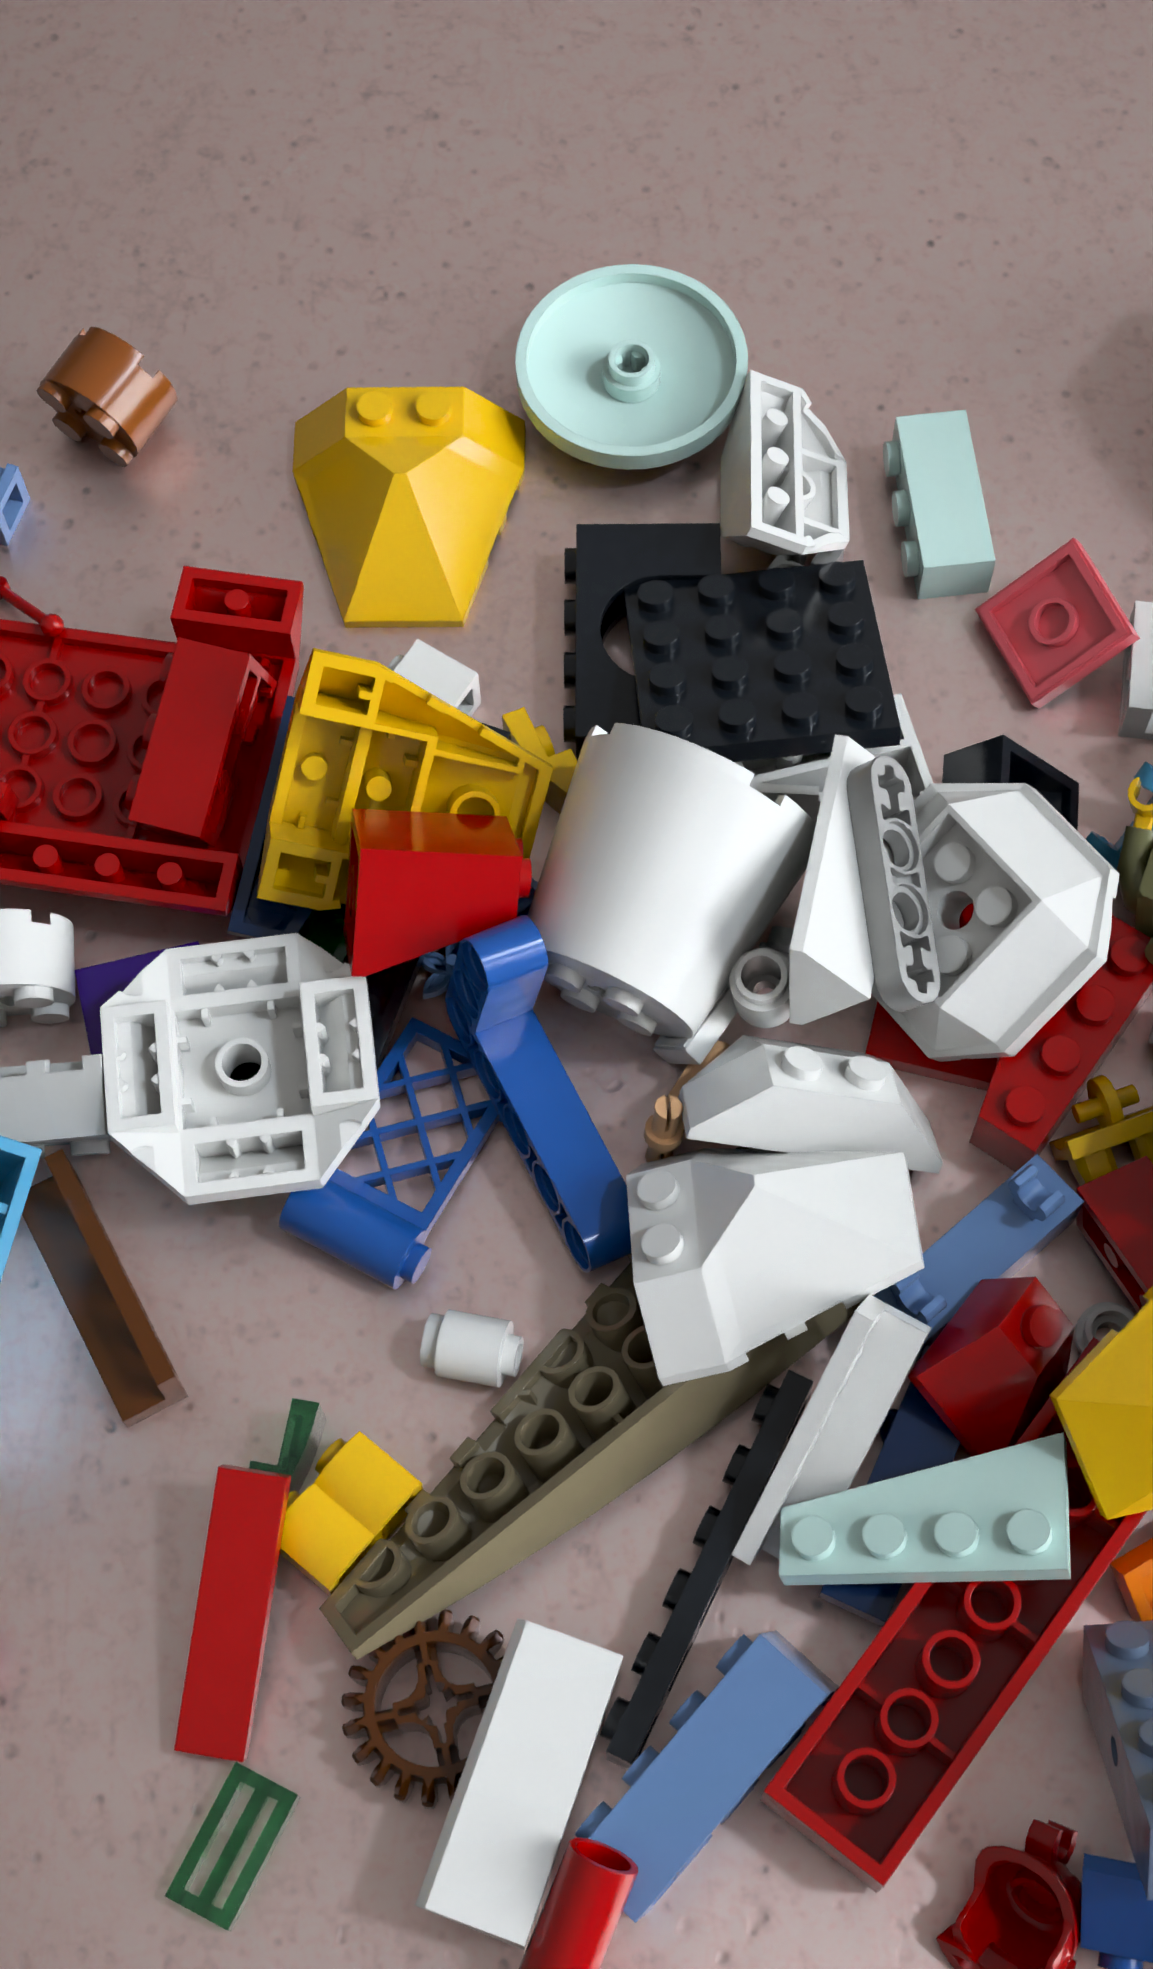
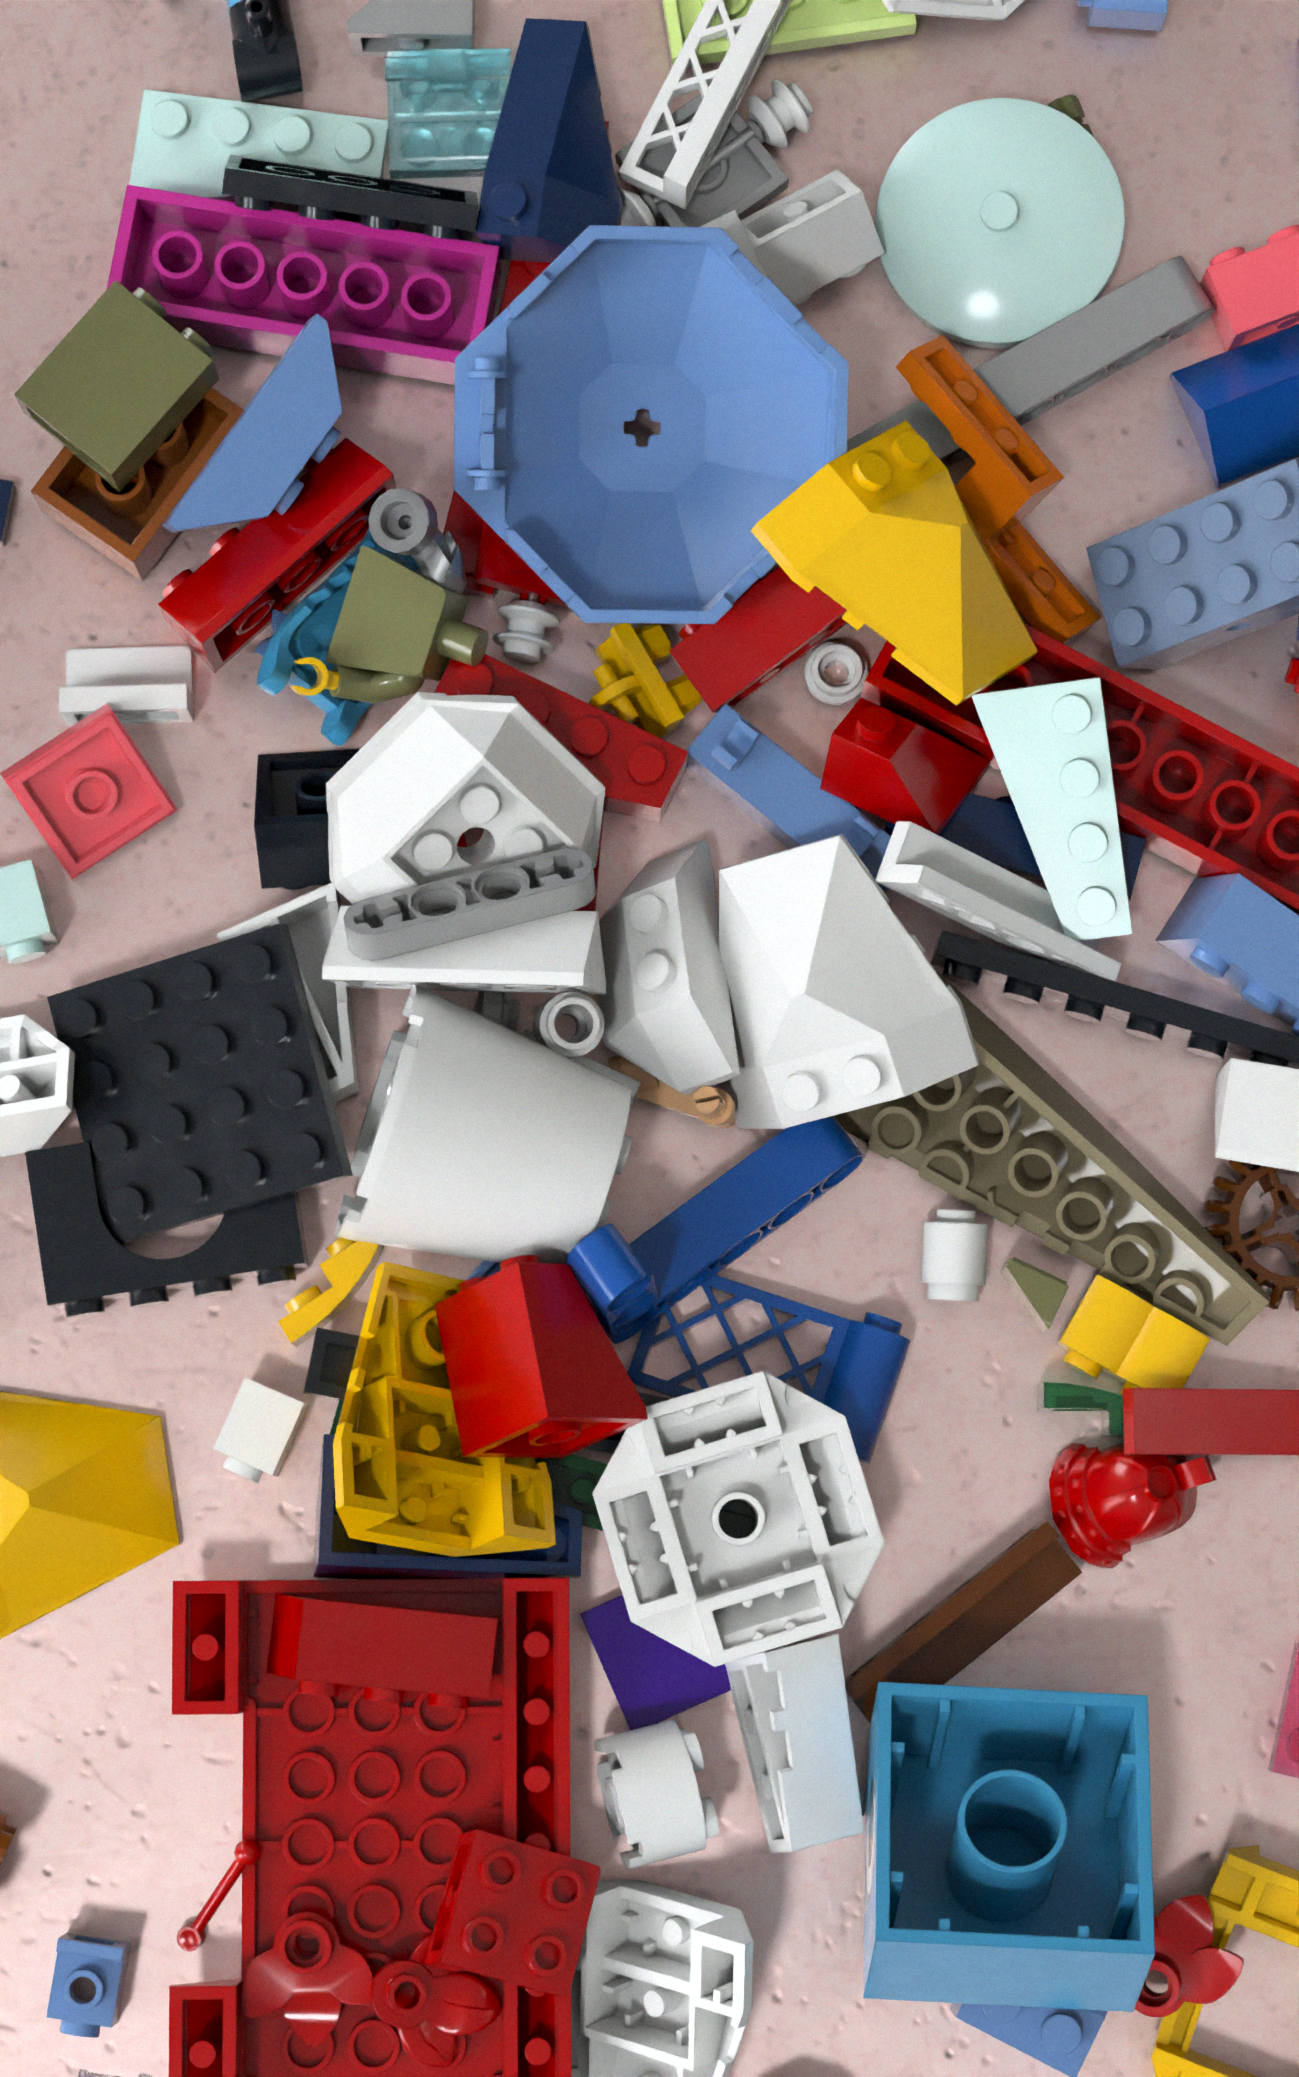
camera: 105 degrees left, 15 degrees up
(177, 1469) = (1121, 1500): none -> red helmet
(420, 1422) = (1036, 1290): none -> olive slope

